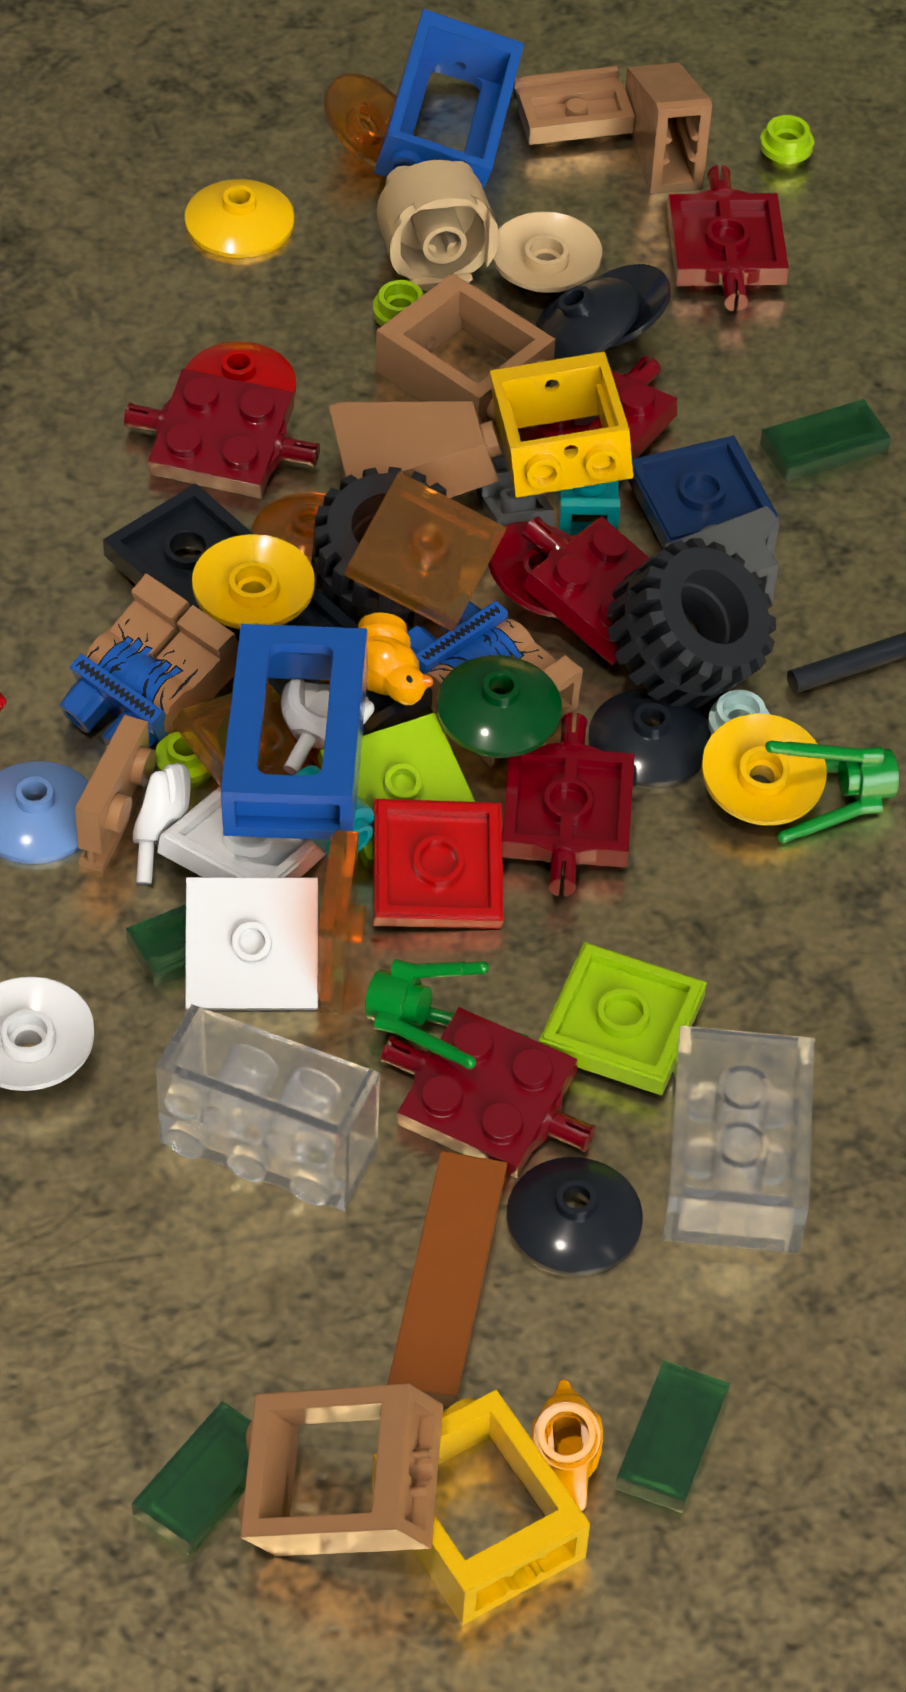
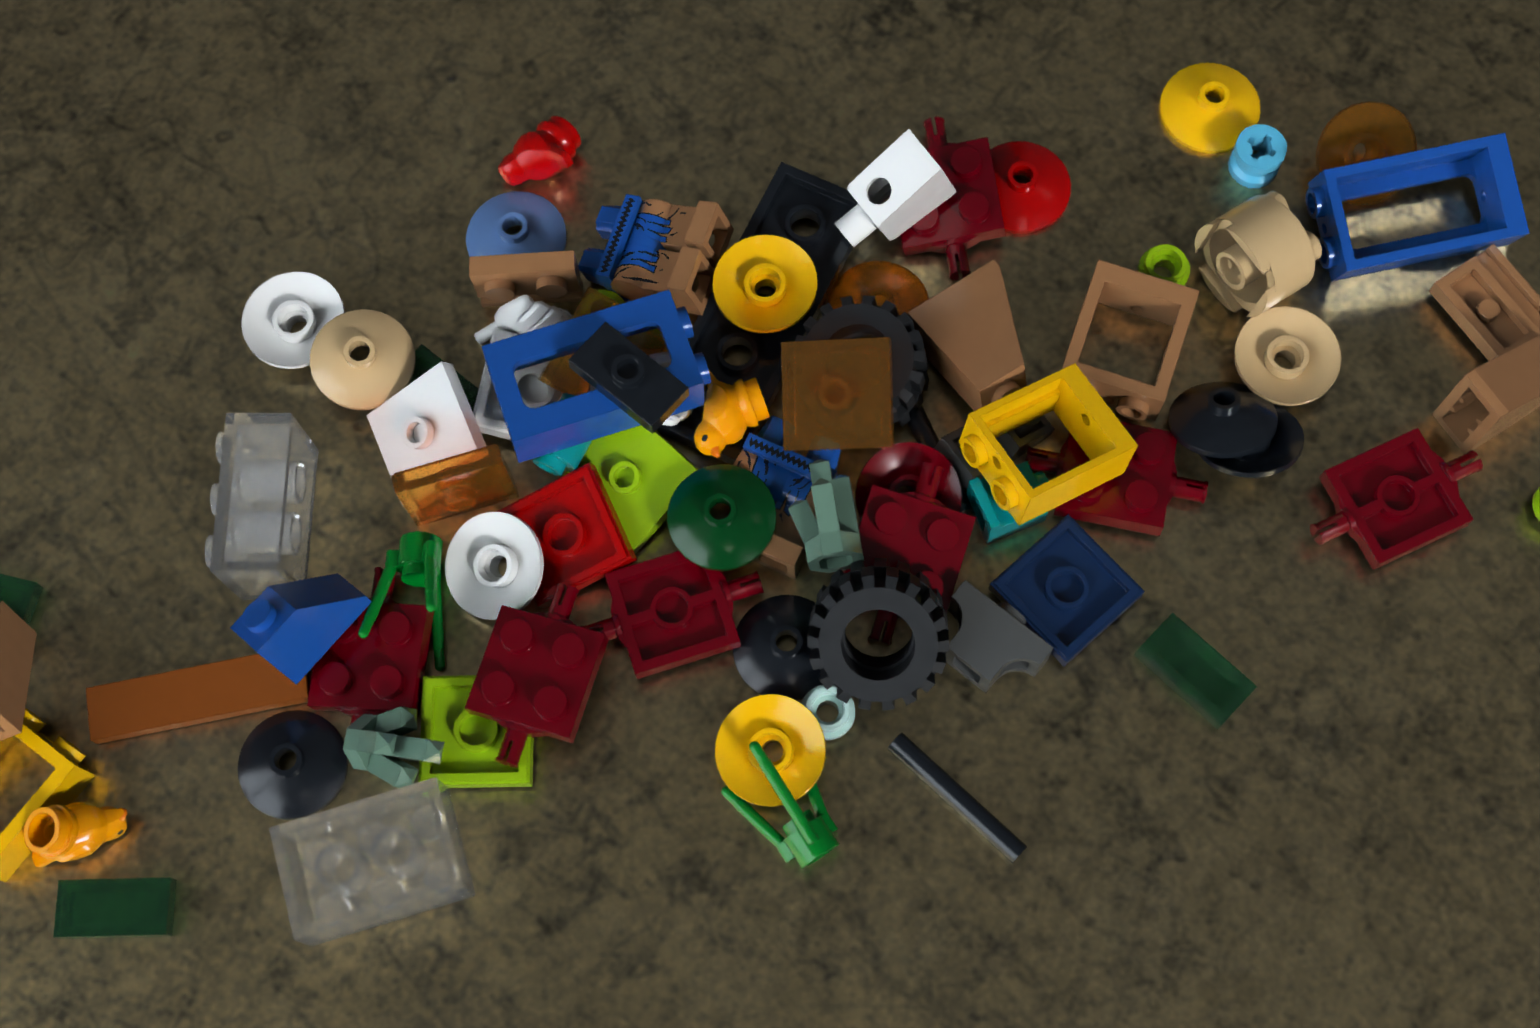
camera: 75 degrees right, 20 degrees up
(119, 980) = (364, 382): none -> tan dish
(219, 431) = (908, 179): none -> white torso
(321, 197) = (1259, 168): none -> medium azure wheel
(333, 675) = (629, 377): none -> black plate
(433, 1115) = (300, 621): none -> blue slope
(449, 904) = (475, 558): none -> white dish
(550, 615) = (834, 537): none -> sand green rock
(593, 924) = (537, 674): none -> dark red plate
(608, 1087) = (378, 746): none -> sand green rock

